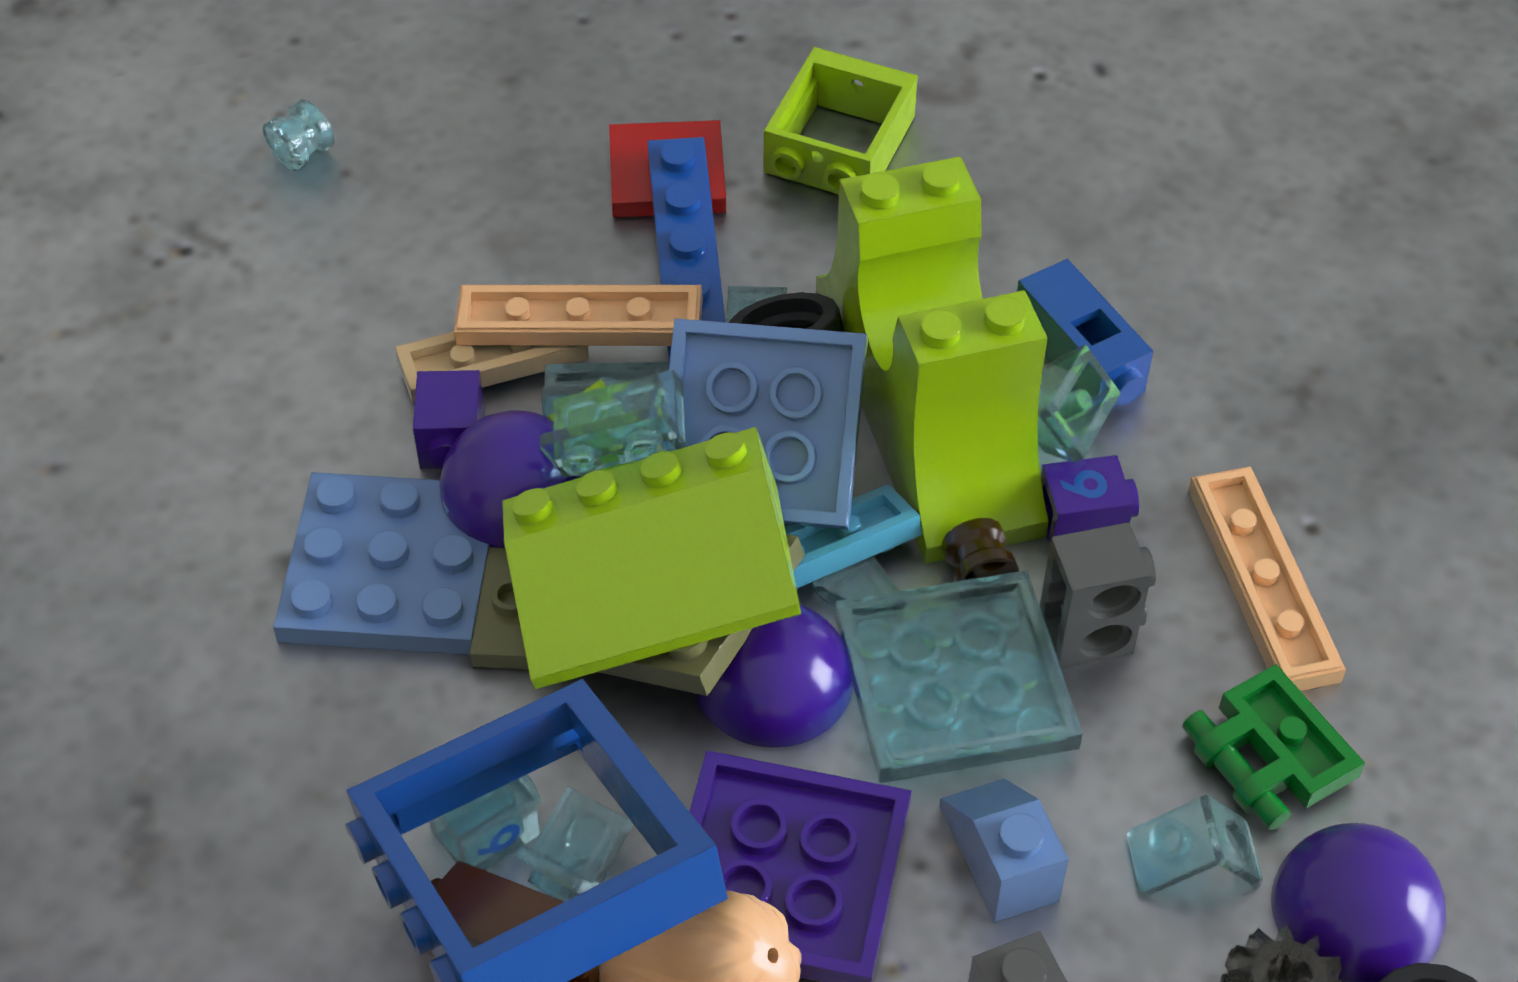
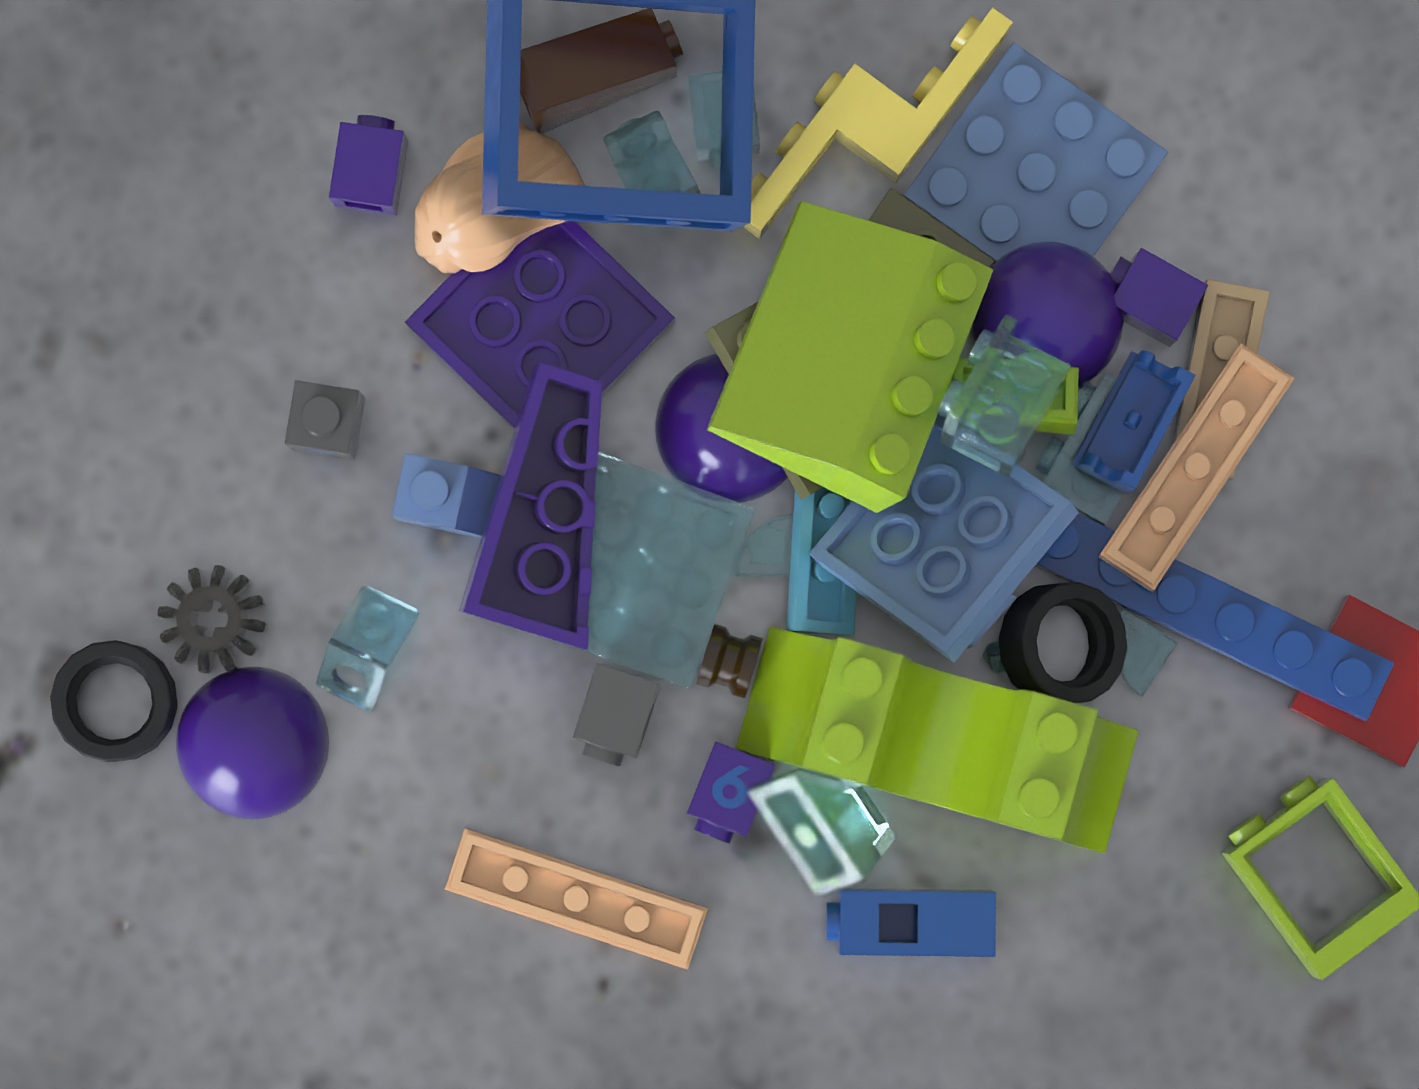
camera: 120 degrees right, 35 degrees up
(413, 672) = (874, 119): none -> light yellow bracket
(564, 354) = (1132, 421): none -> blue hinge
(969, 730) = (540, 525): none -> wedge
(1287, 734) = (413, 793): green plate -> none

